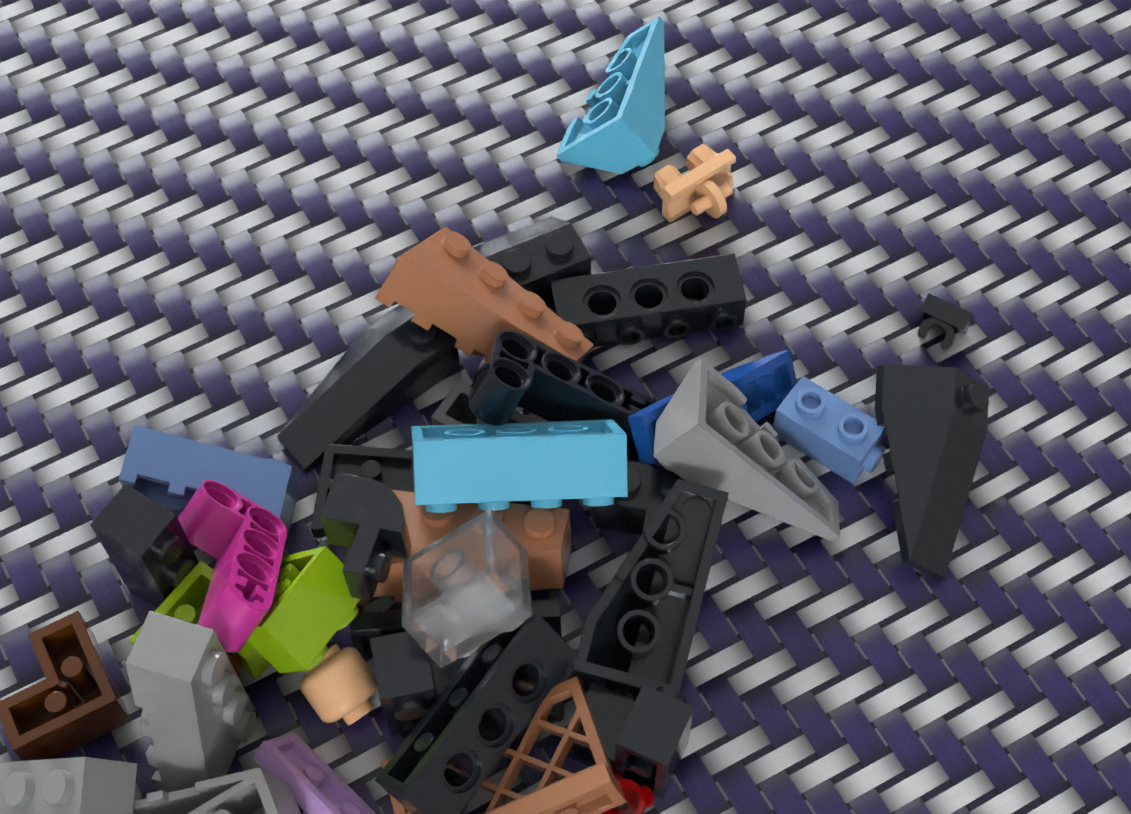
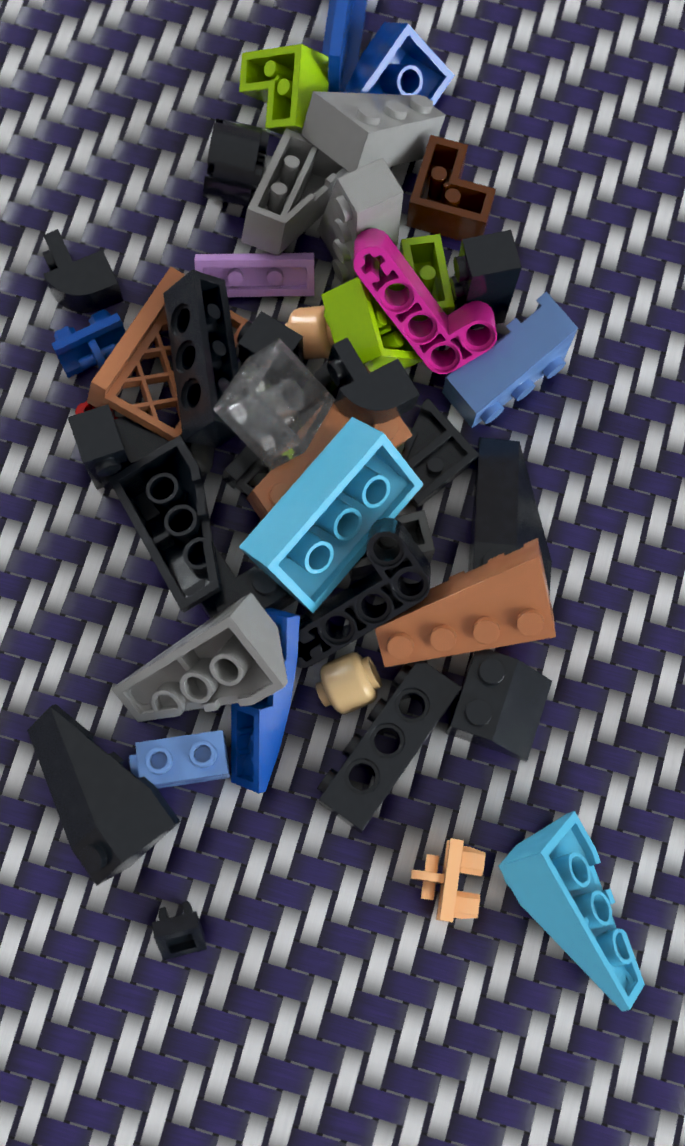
camera: 130 degrees right, 15 degrees up
(635, 365) = (348, 683): none -> tan head

